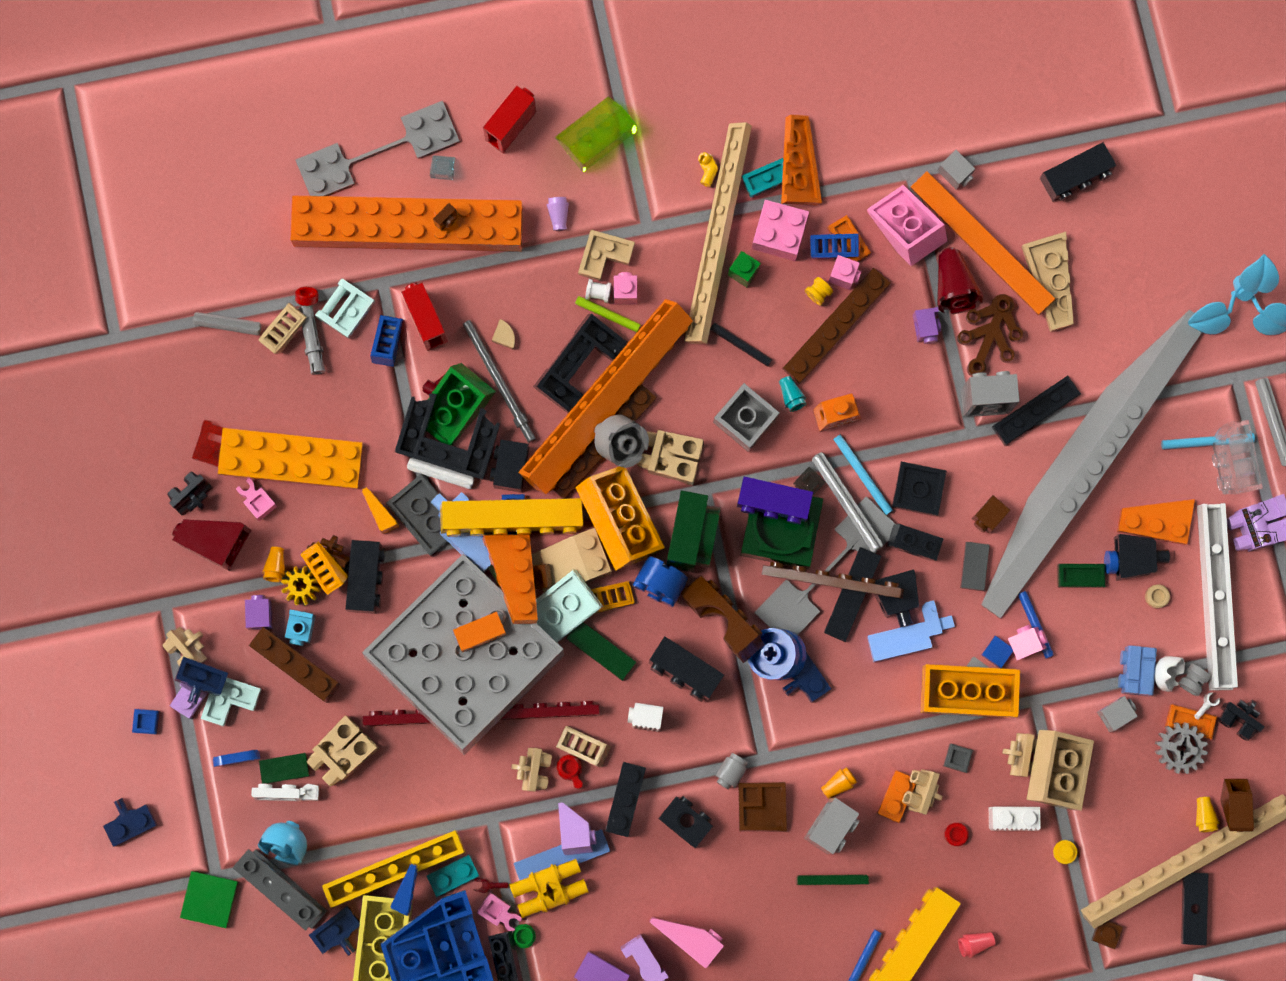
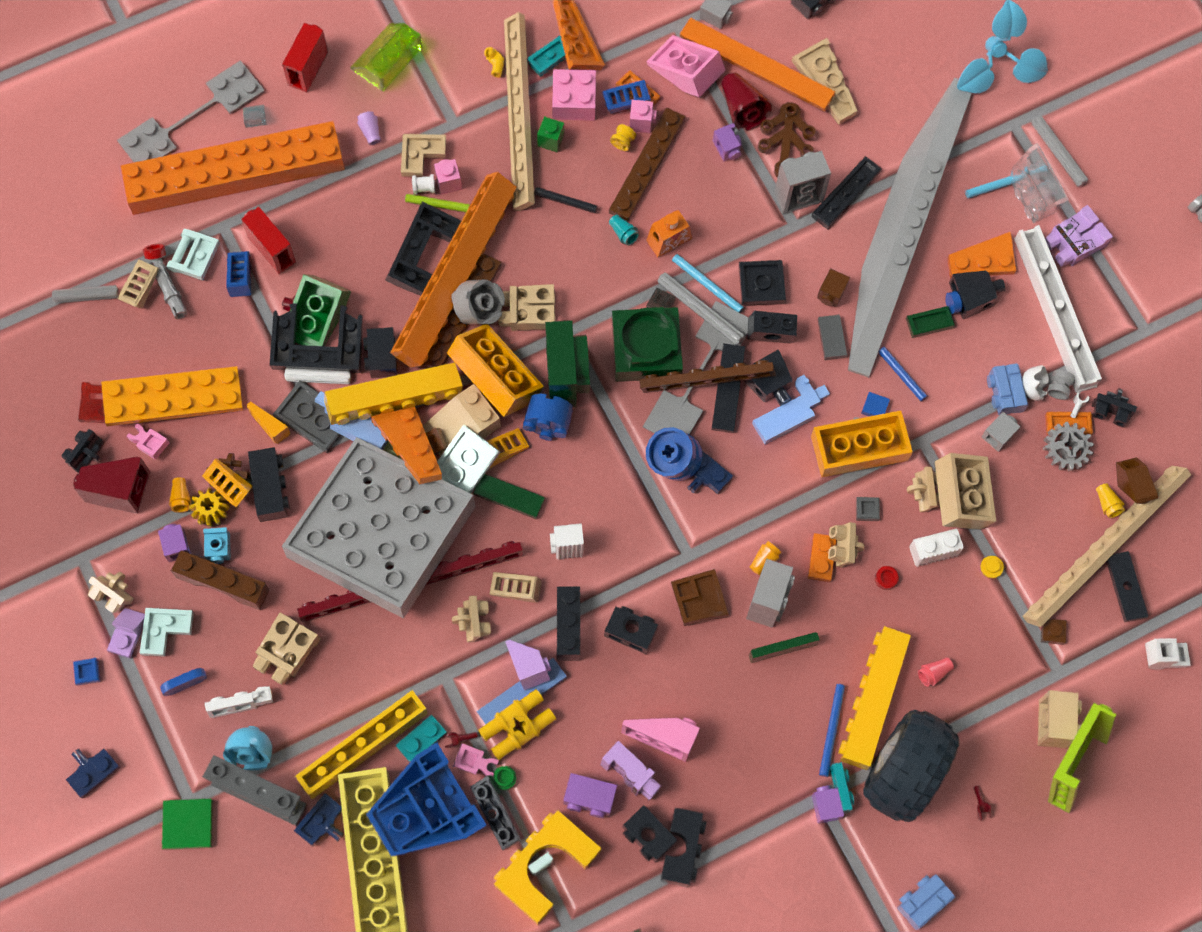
camera: 15 degrees left, 10 degrees down
(200, 678) = (131, 612): dark blue plate -> none
(284, 768) = (232, 680): dark green tile -> none
(404, 895) = (378, 760): blue slope -> none
(445, 217) = (266, 146): reddish brown plate -> none
(479, 632) = (389, 499): orange tile -> none
(504, 335) = (347, 243): tan tile -> none
(520, 420) = (380, 311): dark grey bar -> none
(570, 768) = (508, 611): red piece -> none
(685, 669) = (593, 489): black brick -> none
(731, 771) = (661, 572): light grey brick -> none
(740, 636) = (594, 423): reddish brown arch -> none
(746, 417) = (587, 257): light grey brick -> none
(774, 500) = (634, 313): dark purple brick -> none
(1028, 641) = (900, 388): bright pink brick -> none
(1157, 596) = (1003, 323): tan tile -> none

